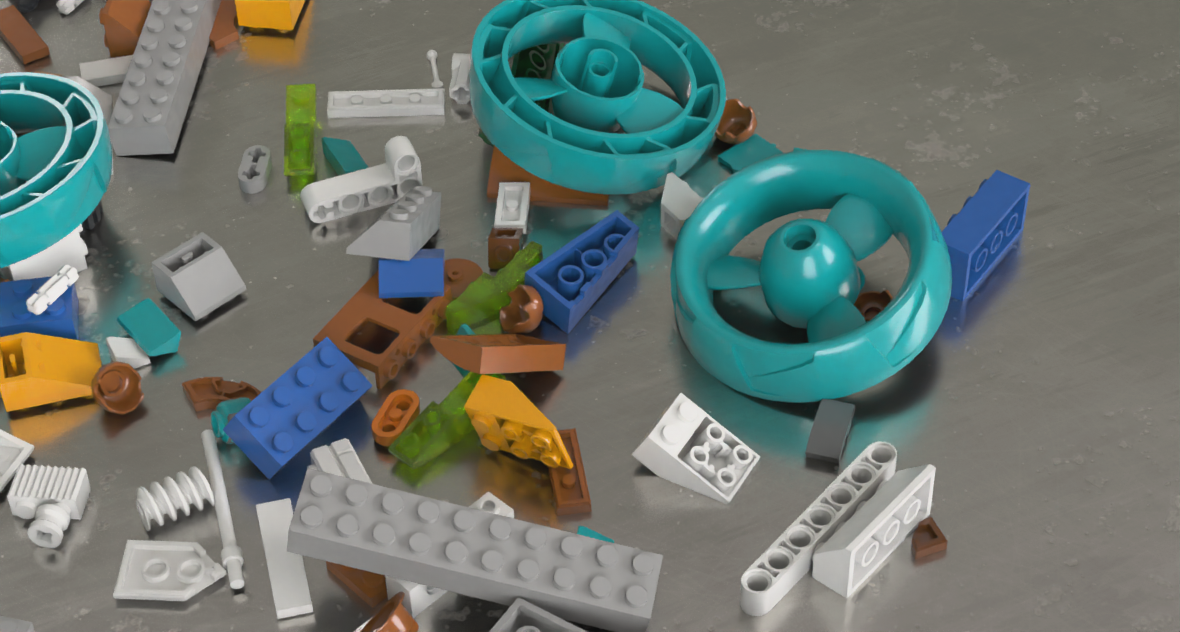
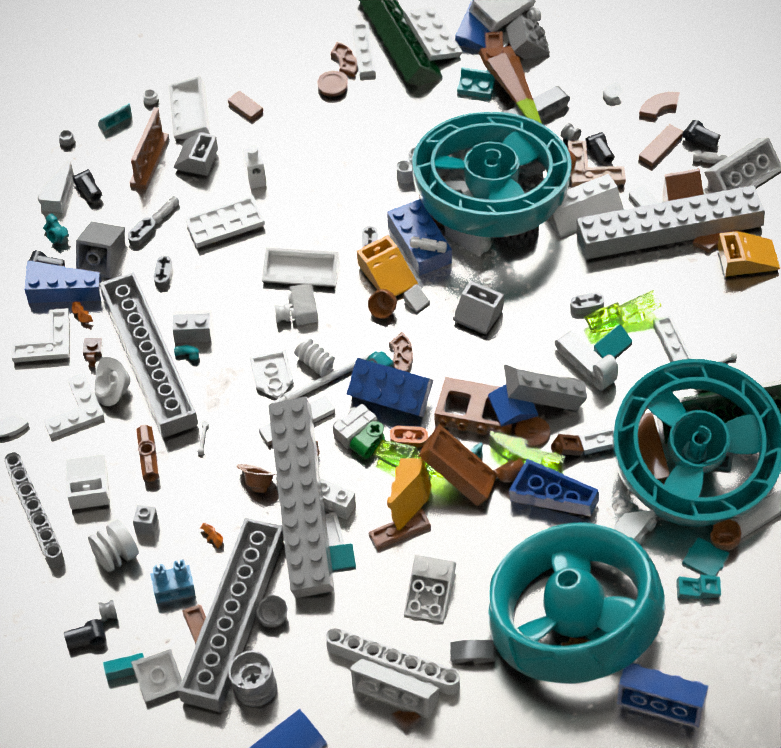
camera: 75 degrees right, 10 degrees up
(150, 328) = (434, 301): teal slope -> none
(380, 462) = (368, 439): none -> green piece

